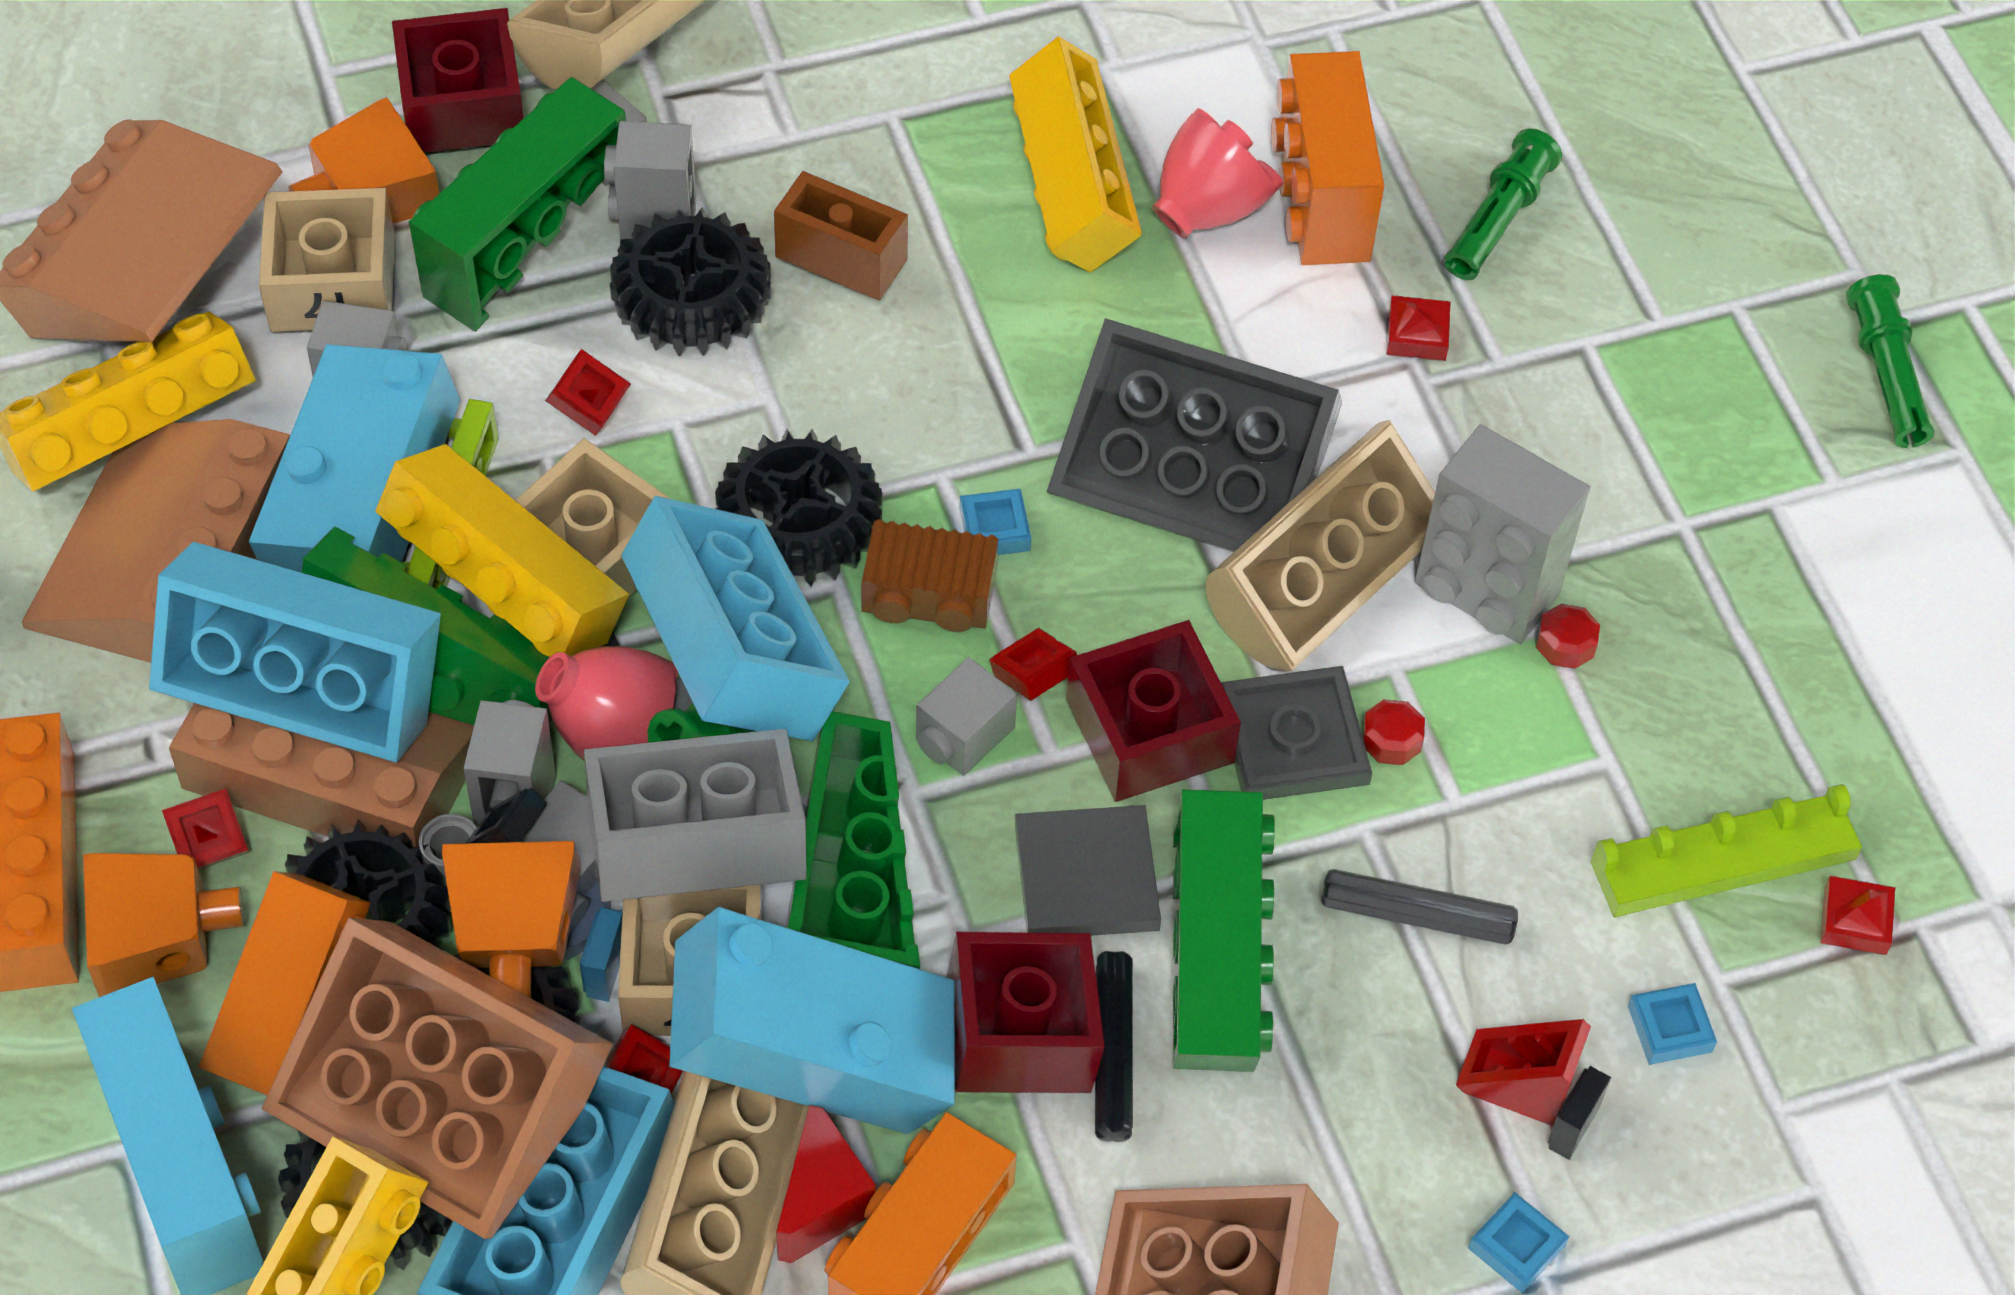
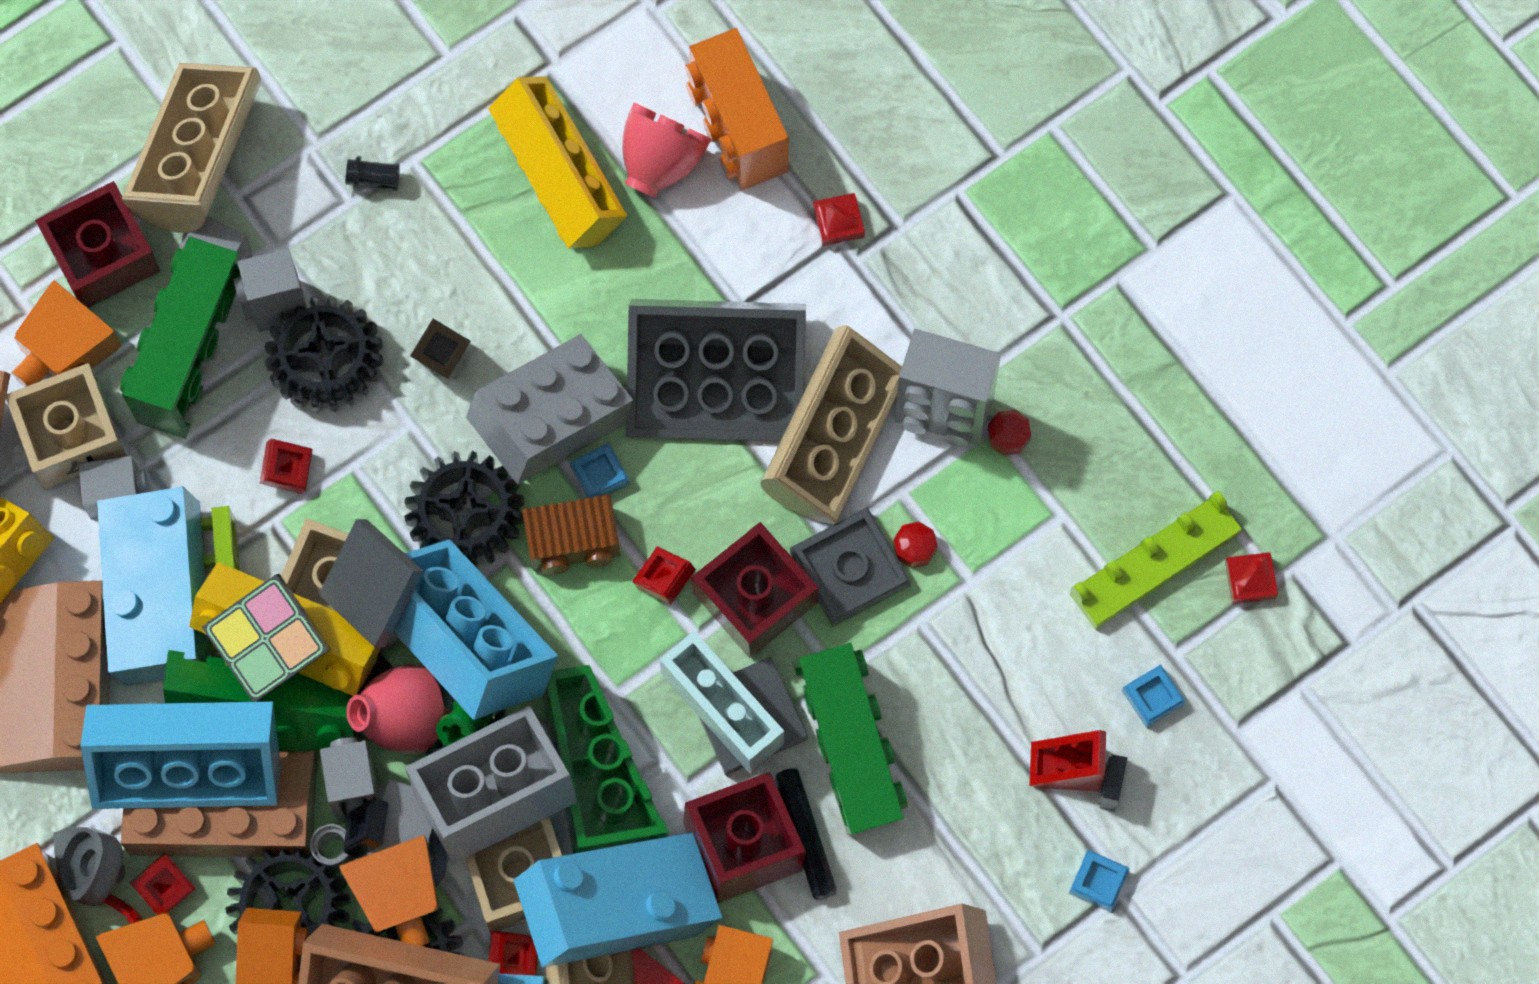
camera: 15 degrees left, 15 degrees up
(120, 775) = (90, 867): none -> dark grey piece
(466, 535) = (266, 638): none -> tile
(602, 954) = (458, 886): dark azure tile -> none
(633, 517) = (371, 582): none -> dark grey tile
(834, 110) = (372, 174): none -> black pin
(841, 235) = (417, 285): dark orange brick -> none
(841, 310) = (440, 348): none -> dark brown brick
(955, 414) = (549, 408): none -> light grey brick
(965, 717) = (631, 633): light grey brick -> none
(1056, 826) = (722, 701): none -> light aqua brick
(1419, 906) = (970, 668): black axle -> none
(1512, 186) = (870, 81): green pin -> none
(1885, 338) = (1160, 124): green pin -> none

